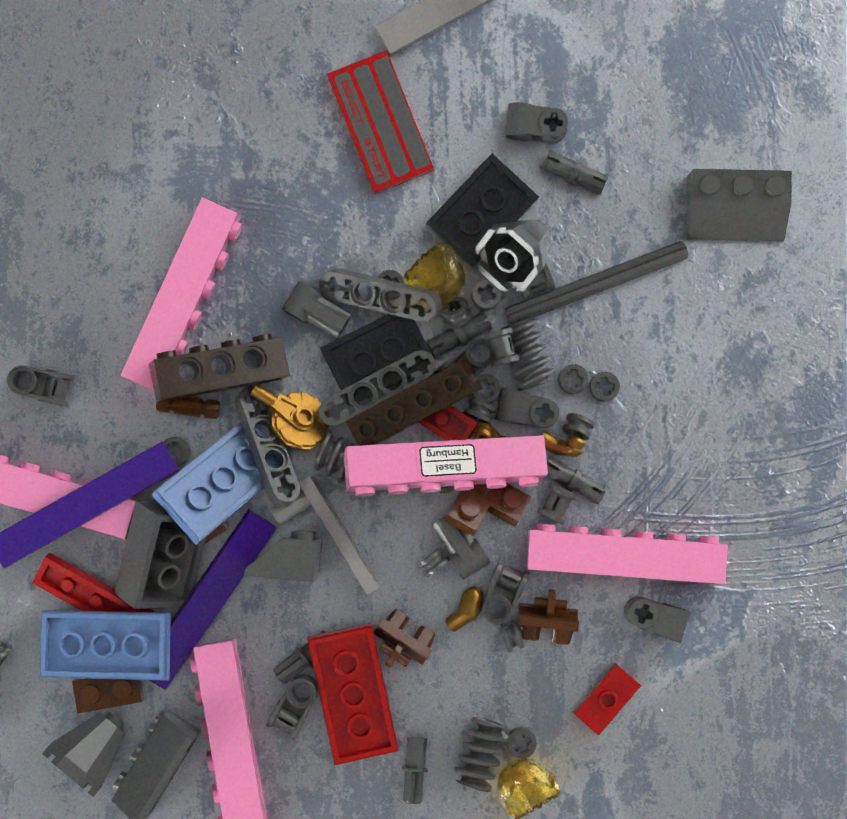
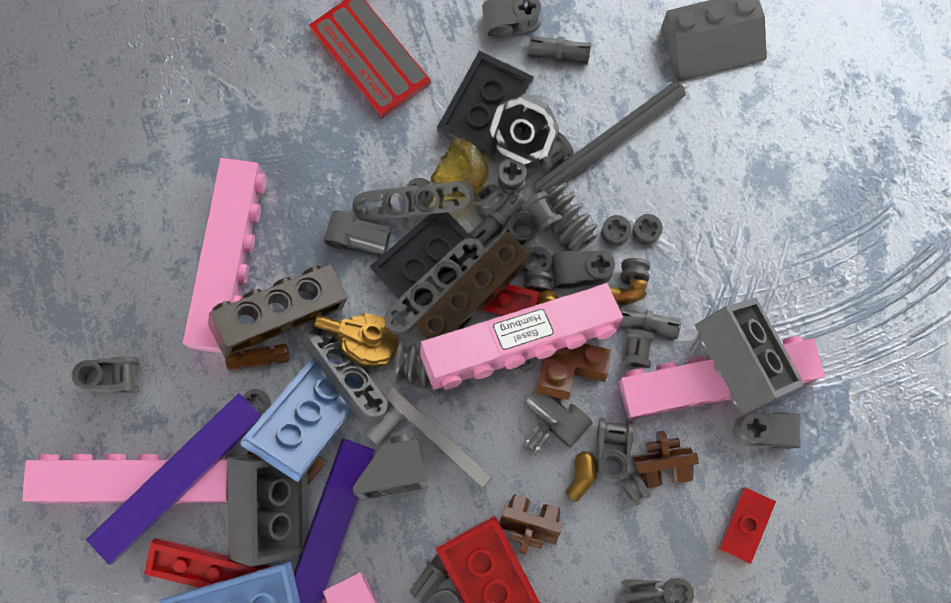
camera: 15 degrees left, 10 degrees down
(657, 545) = (748, 355): none -> dark grey slope

